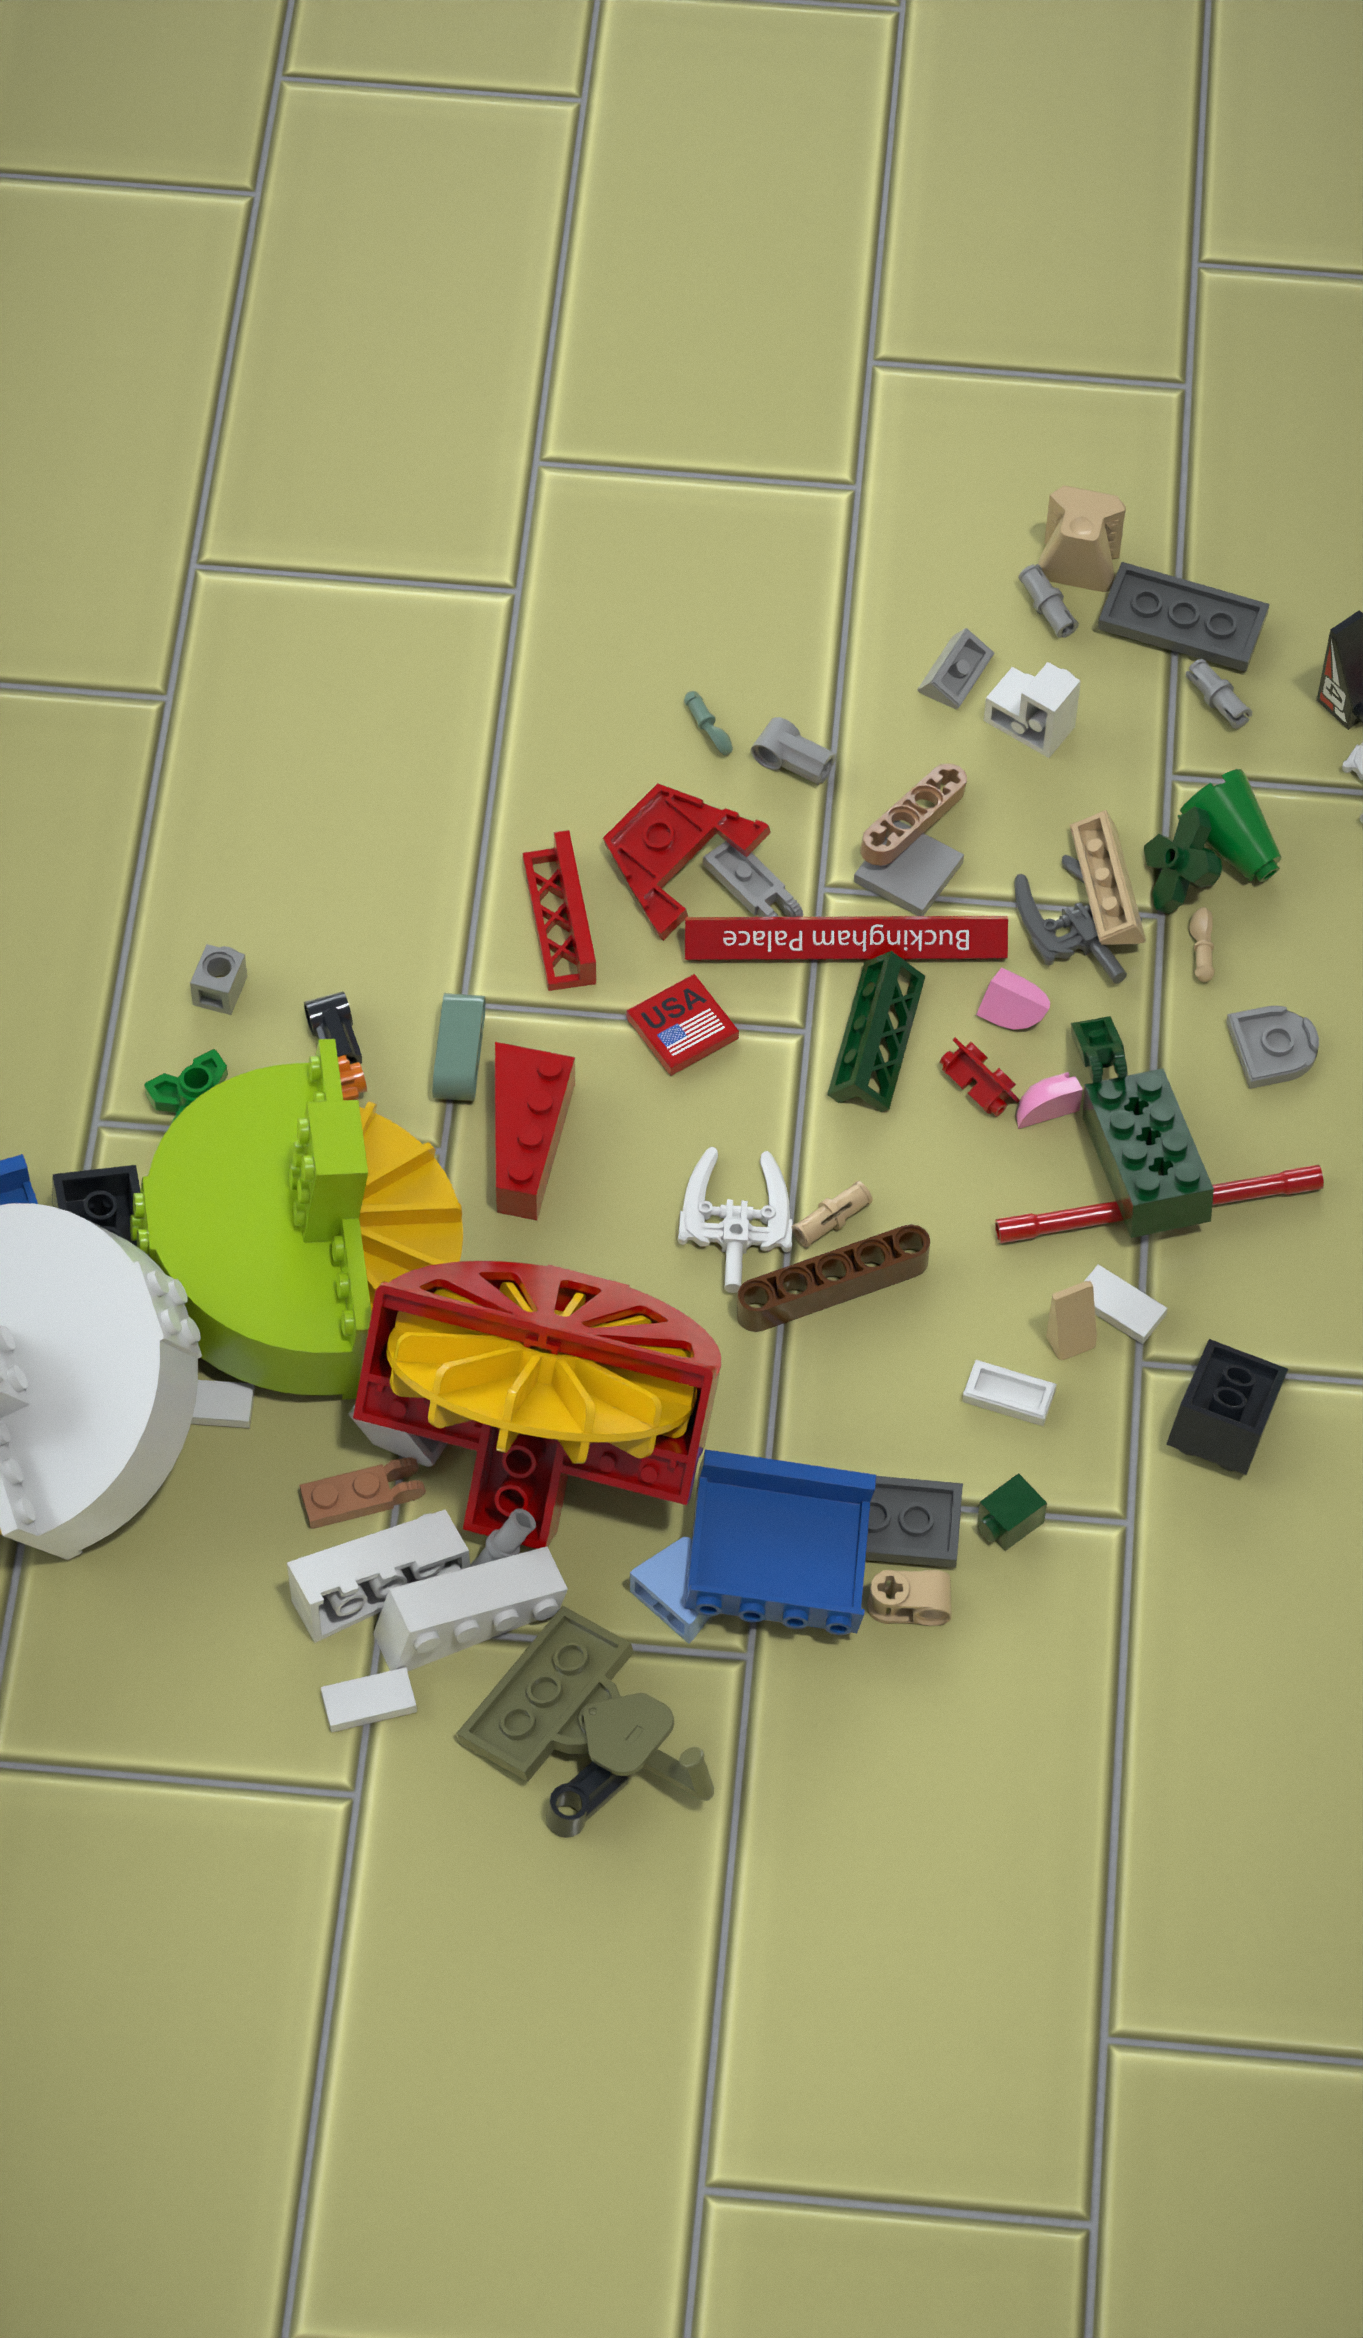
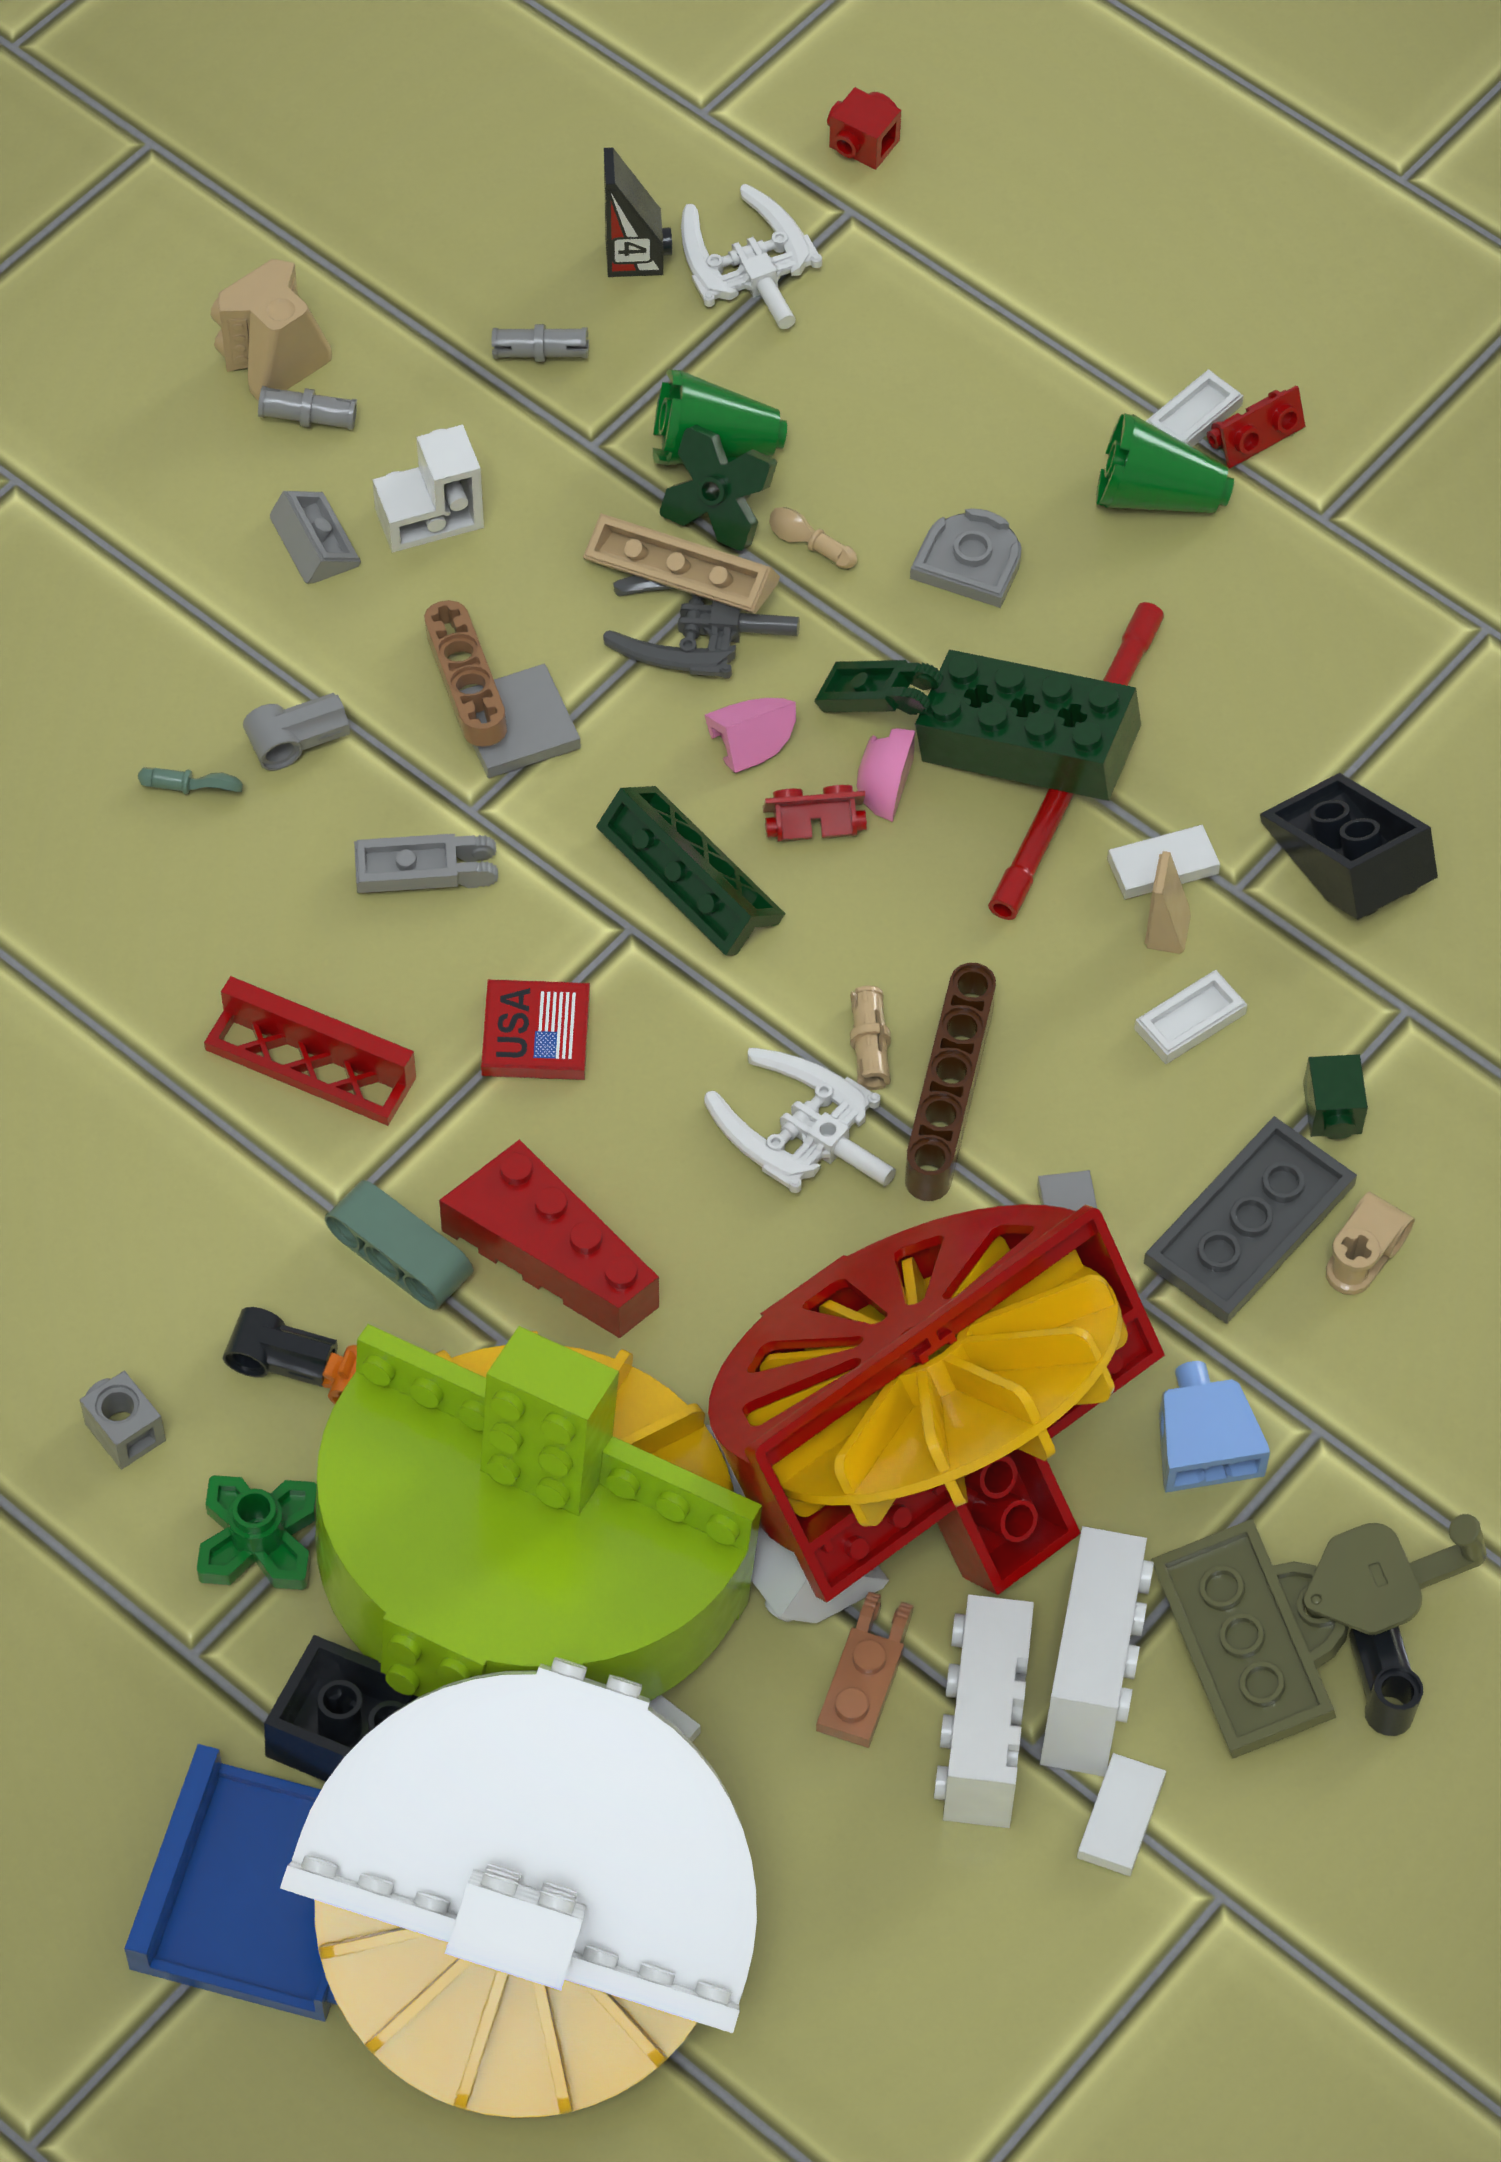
camera: 55 degrees left, 0 degrees up
(507, 1539) = (1052, 1565): light grey pin -> none
(662, 837) = (302, 905): red wing -> none
(779, 1542) = (1248, 1313): blue panel -> none
(802, 1402) = (1067, 1190): none -> light grey tile
(846, 937) = (556, 824): red tile -> none
(1183, 616) = (425, 313): dark grey plate -> none

